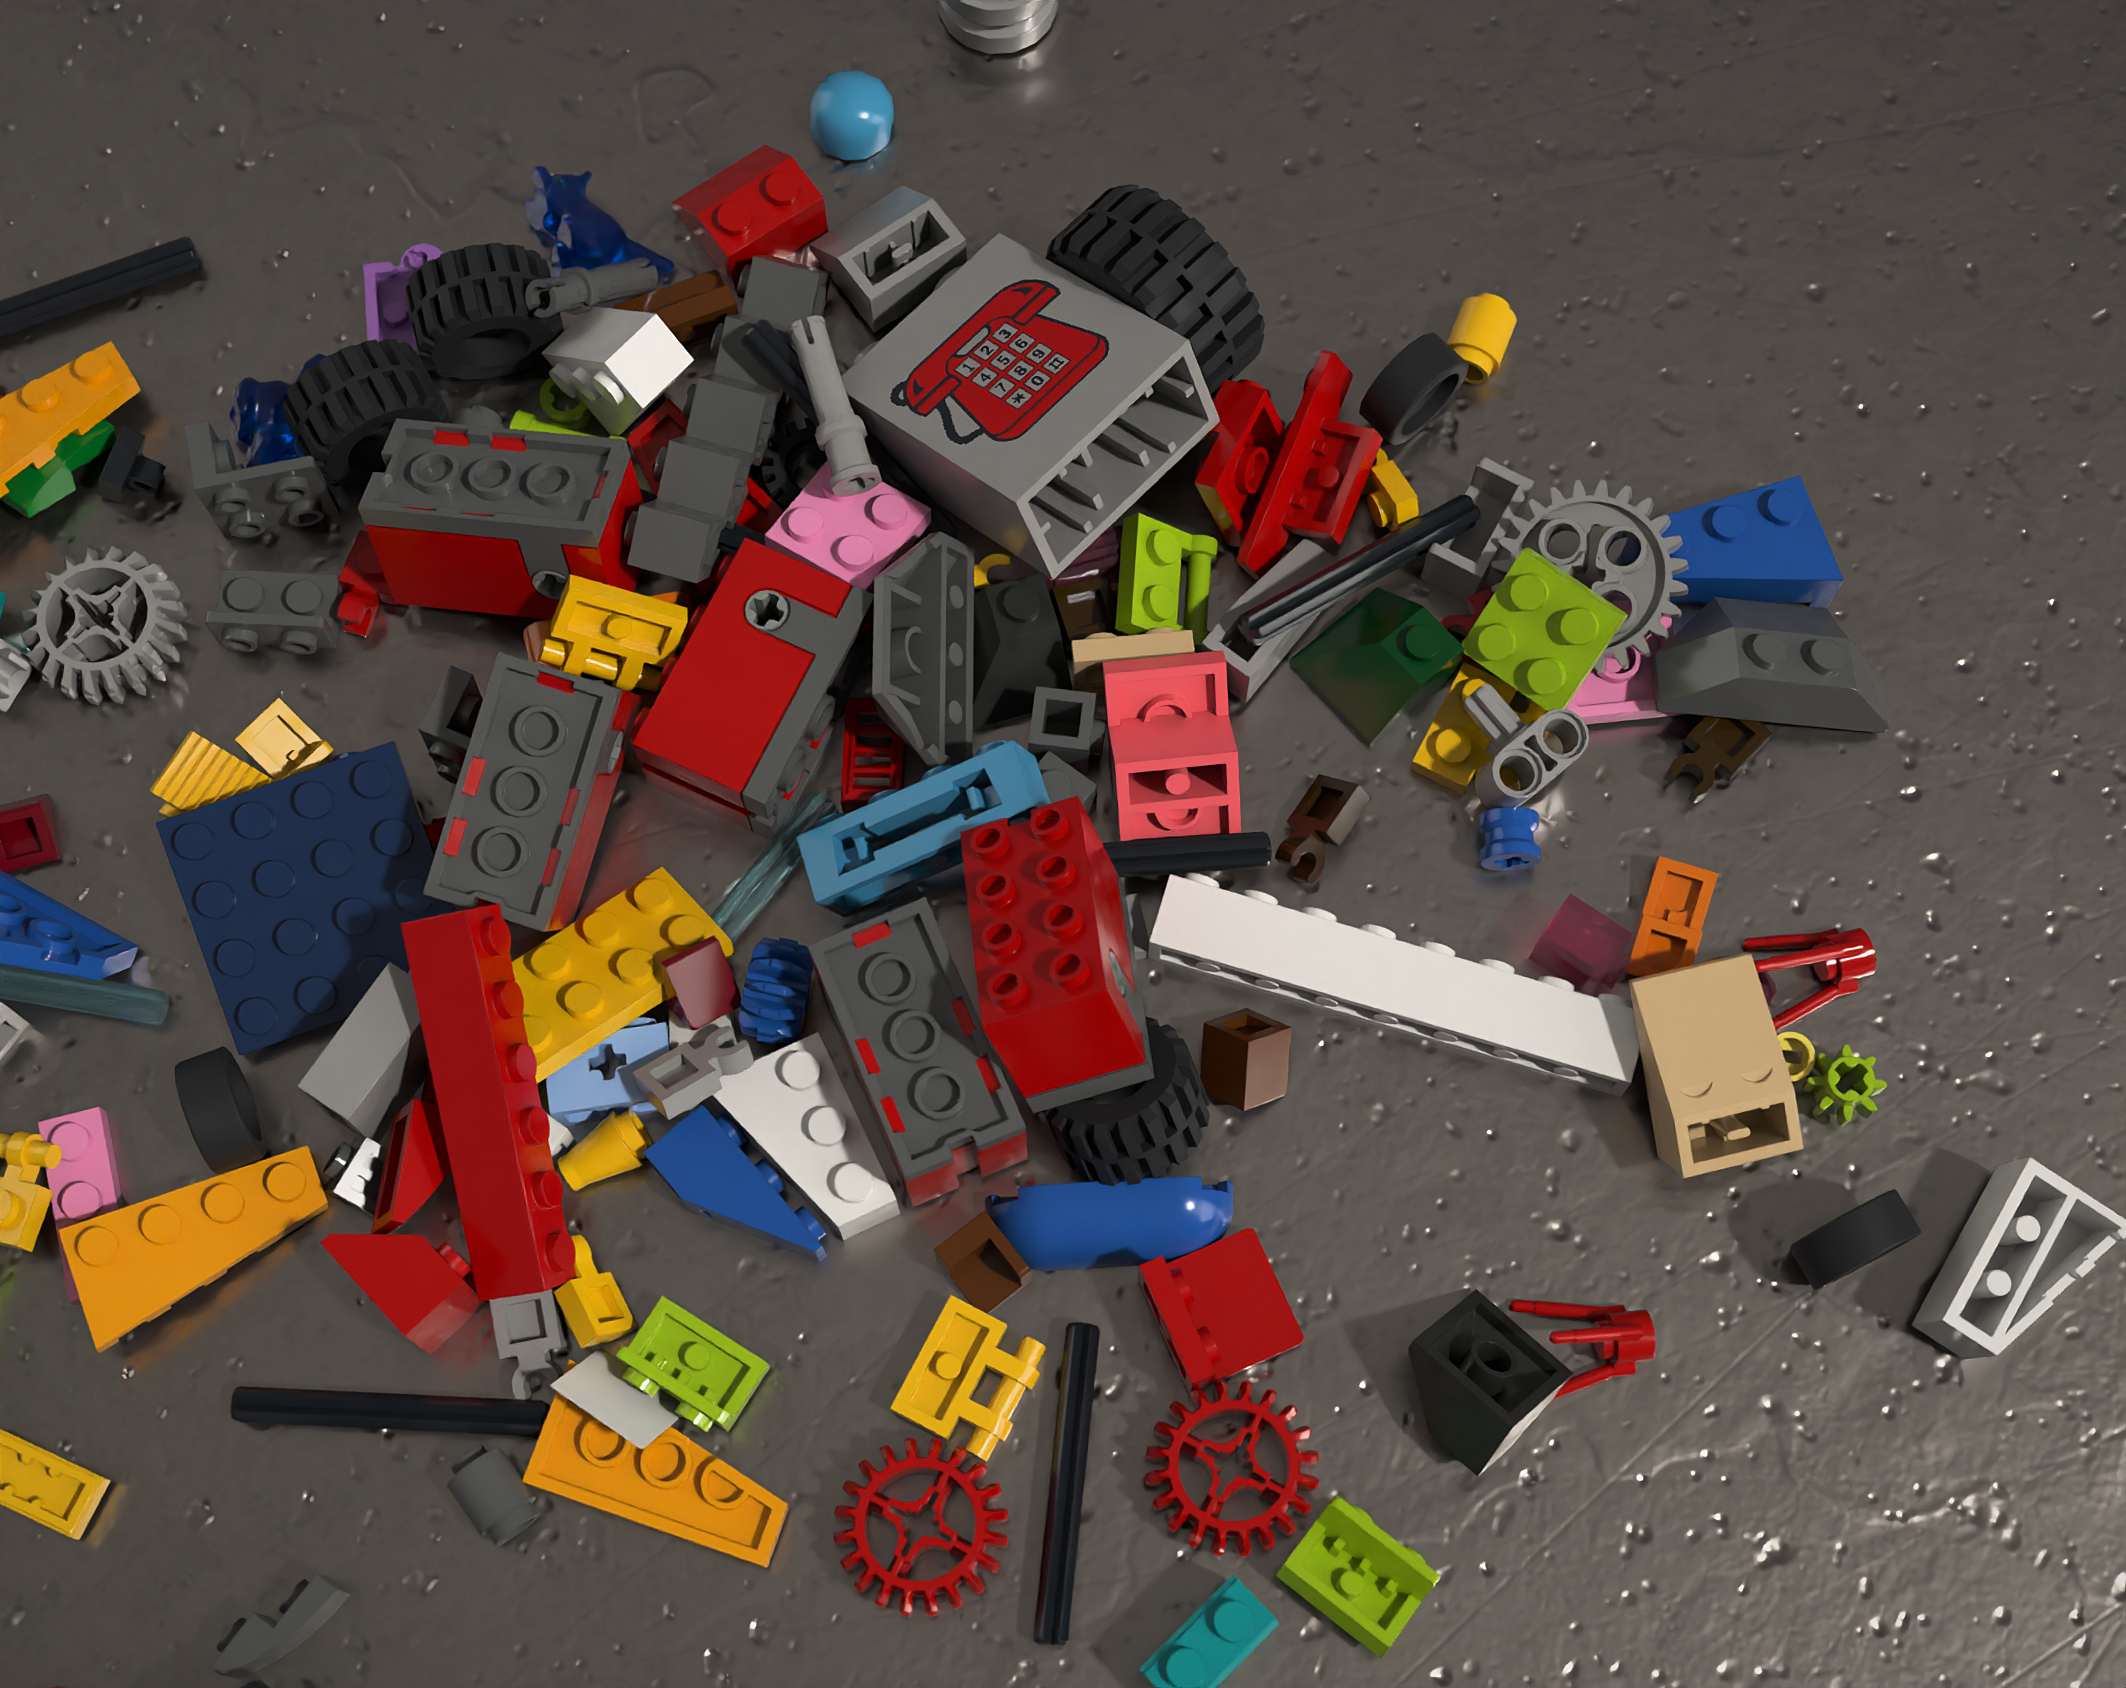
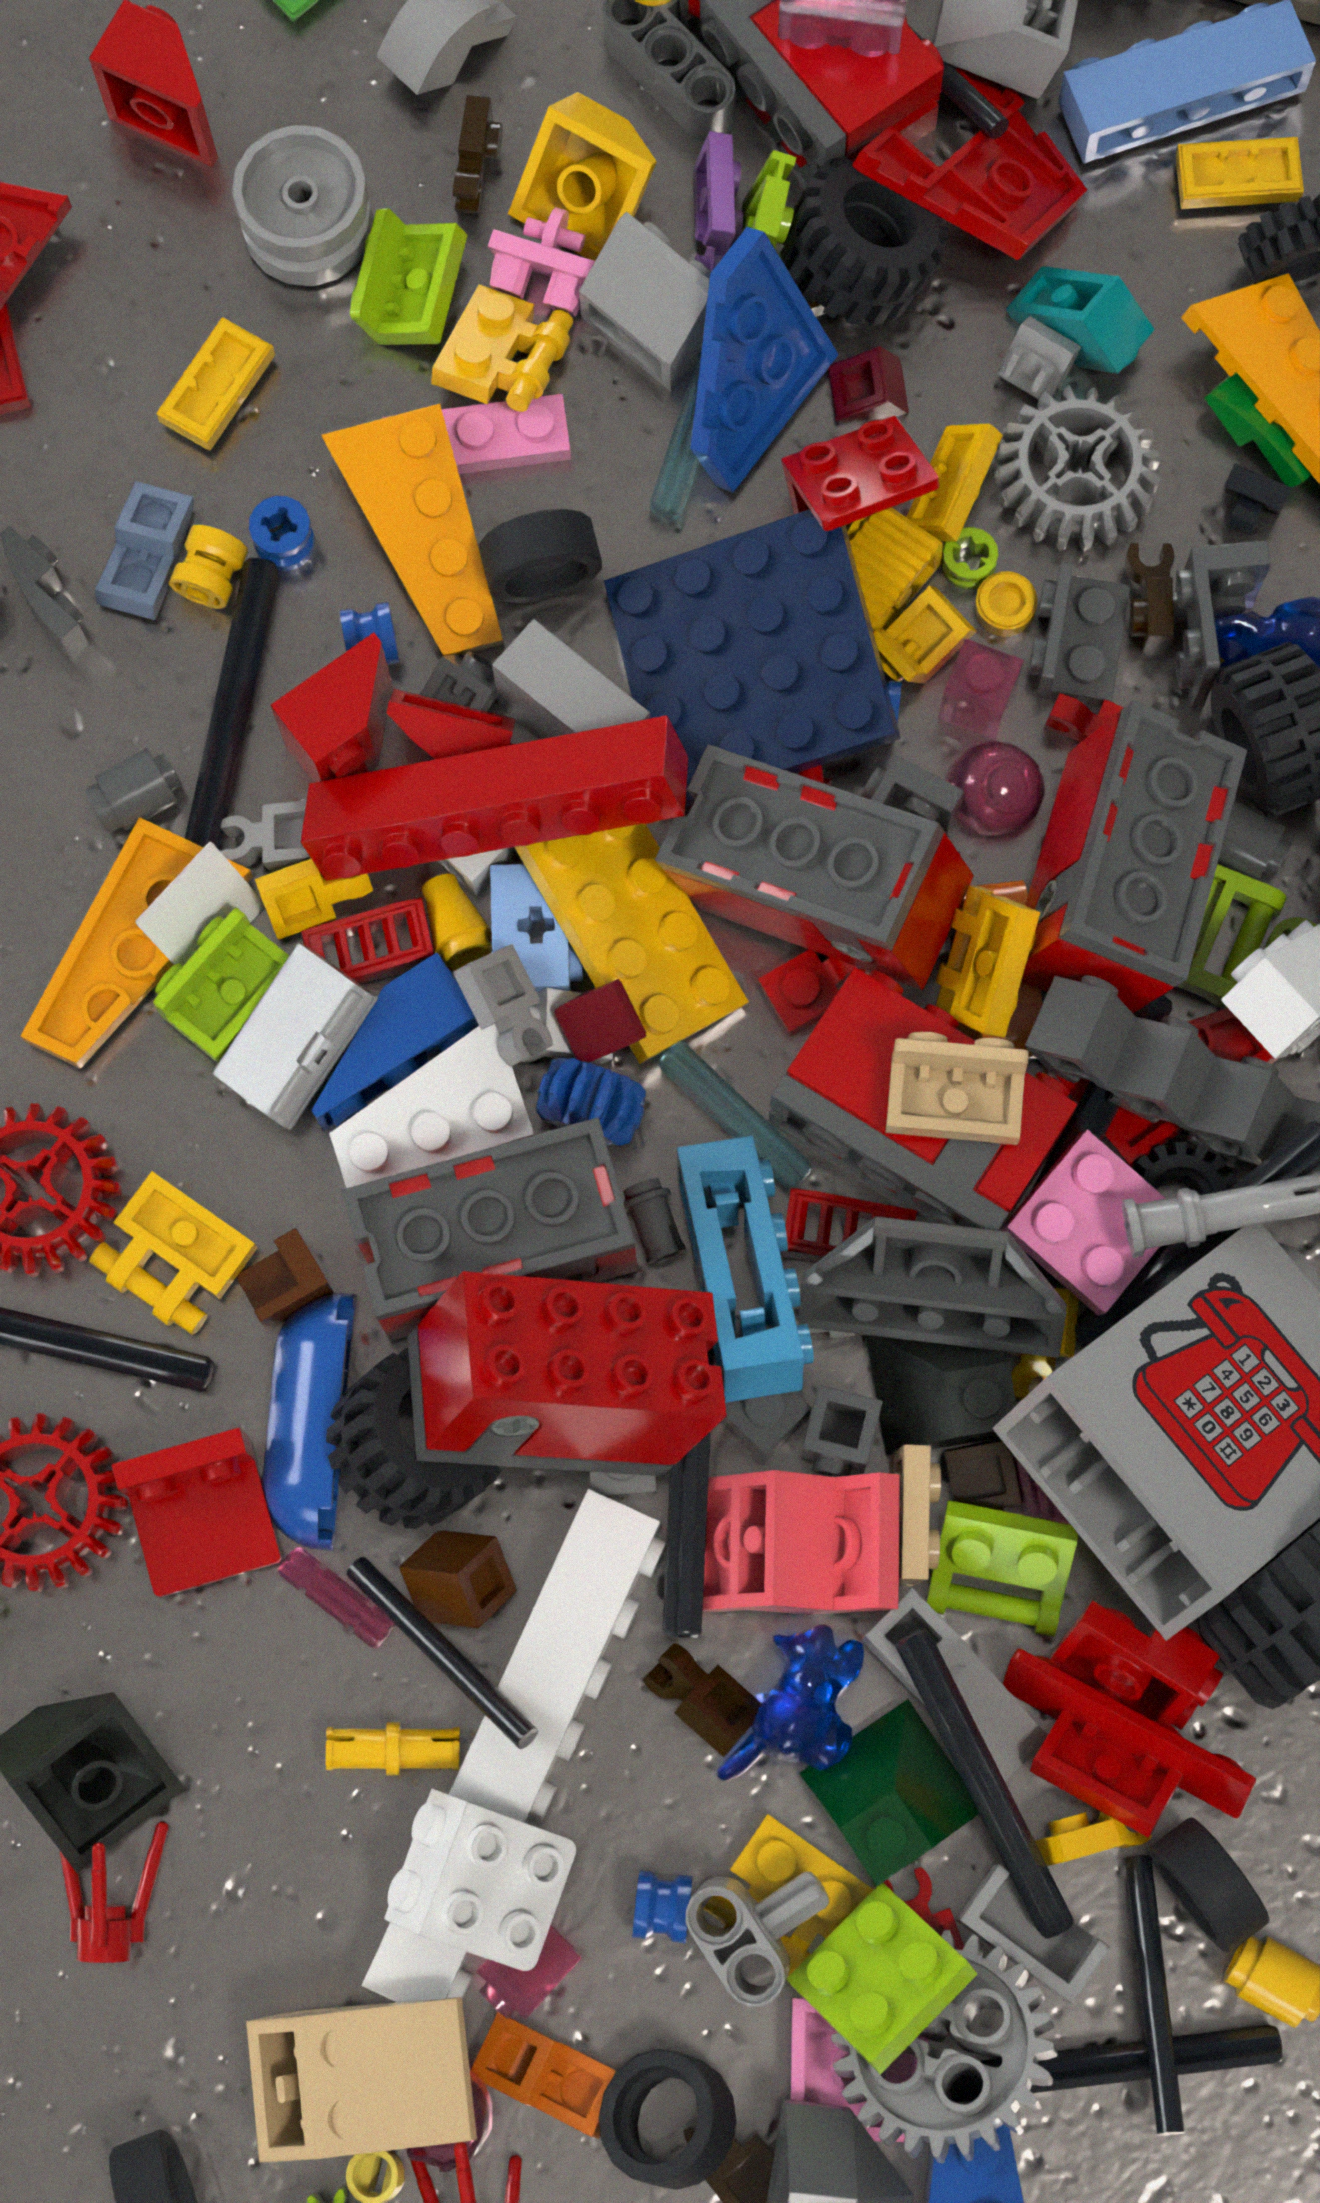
camera: 100 degrees right, 5 degrees up
(119, 735) = (961, 467): none -> yellow plate
(127, 810) = (858, 474): none -> red bracket
(191, 699) = (959, 573): none -> lime bush
(212, 1390) = (284, 547): none -> blue wheel
(225, 1530) = (145, 550): none -> sand blue slope
(242, 1455) = (208, 566): none -> yellow wheel
(244, 681) = (1005, 604): none -> yellow tile
(245, 543) = (1153, 612): none -> dark brown plate
(310, 1278) = (360, 625): none -> blue wheel
(335, 687) = (980, 688): none -> clear pink brick
(421, 662) = (999, 787): none -> clear pink hair
(617, 1182) = (384, 918): none -> red slope
(644, 819) = (804, 989): none -> red plate
(739, 1283) = (295, 1036): none -> piece
(747, 632) = (956, 1089): none -> tan bracket
(1278, 1171) = (336, 1597): none -> clear pink axle
(1317, 1057) = (442, 1653): none -> black bar
(1322, 738) = (800, 1712): none -> clear blue animal
(1409, 1097) = (392, 1748): none -> yellow pin
(1510, 429) = (1154, 1996): none -> black bar
(1522, 986) = (480, 1881): none -> white bracket
(1560, 429) = (1130, 2060): none -> black axle
(1708, 850) = (622, 2109): none -> black tyre

